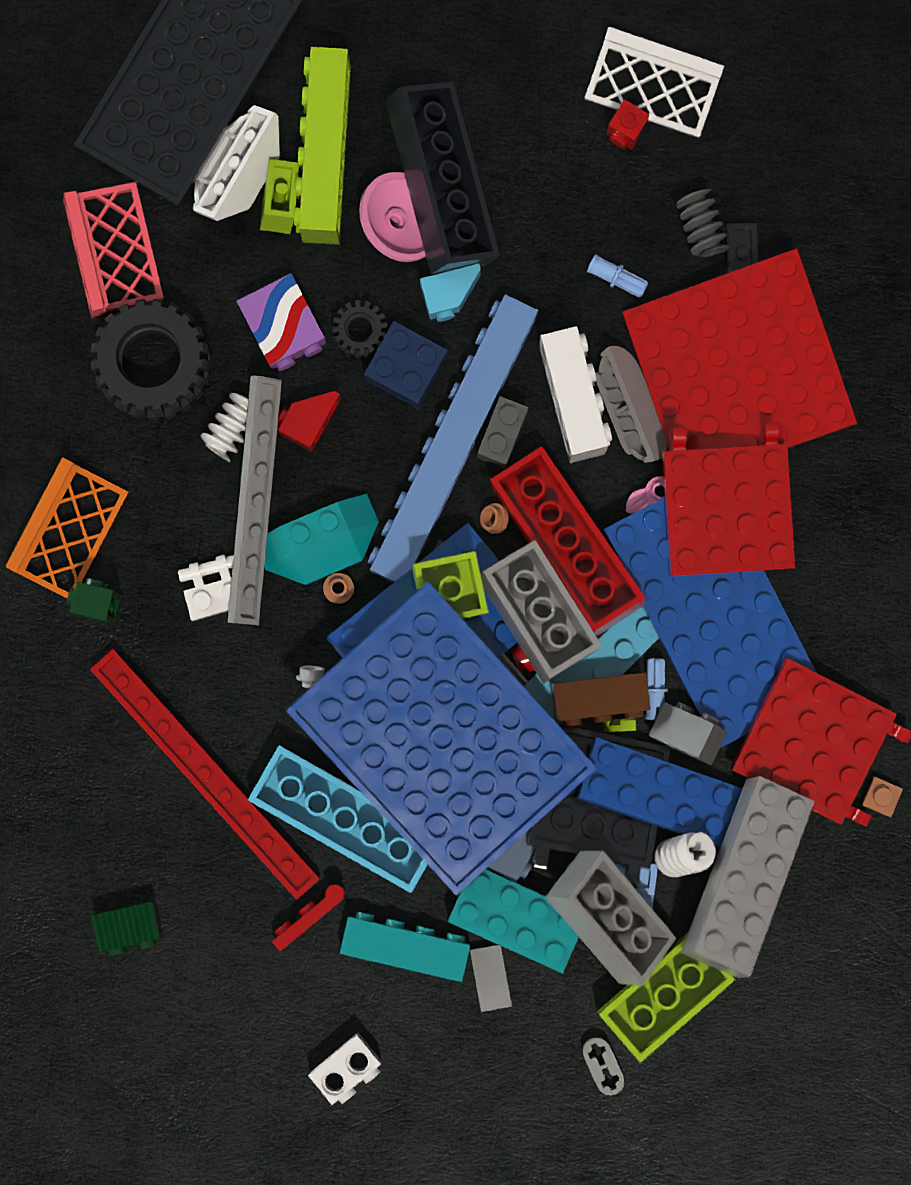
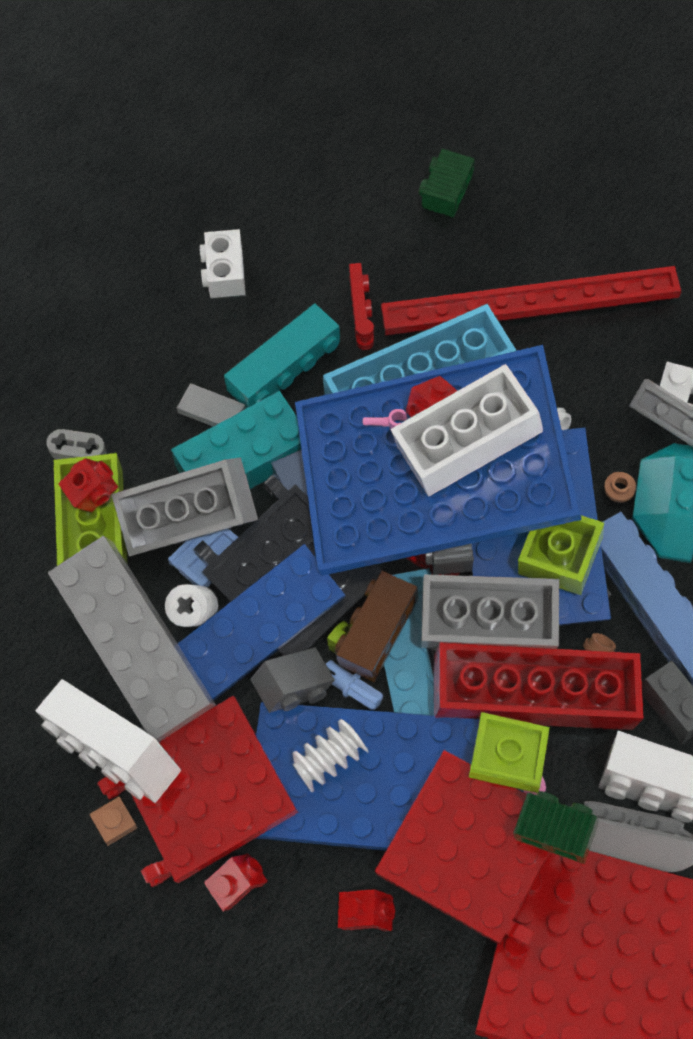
camera: 125 degrees right, 20 degrees down
(396, 770) = (427, 394): none -> red bracket
(414, 717) = (467, 430): none -> white brick
(435, 800) = (397, 414): none -> bright pink hand
(643, 524) = (509, 752): none -> lime plate
(650, 1007) = (88, 484): none -> red brick
(685, 450) = (556, 826): none -> dark green brick
(734, 659) = (328, 754): none -> white piece
(818, 562) = (365, 910): none -> red bracket
(839, 835) = (107, 742): none -> white brick
(862, 671) = (235, 880): none -> bracket

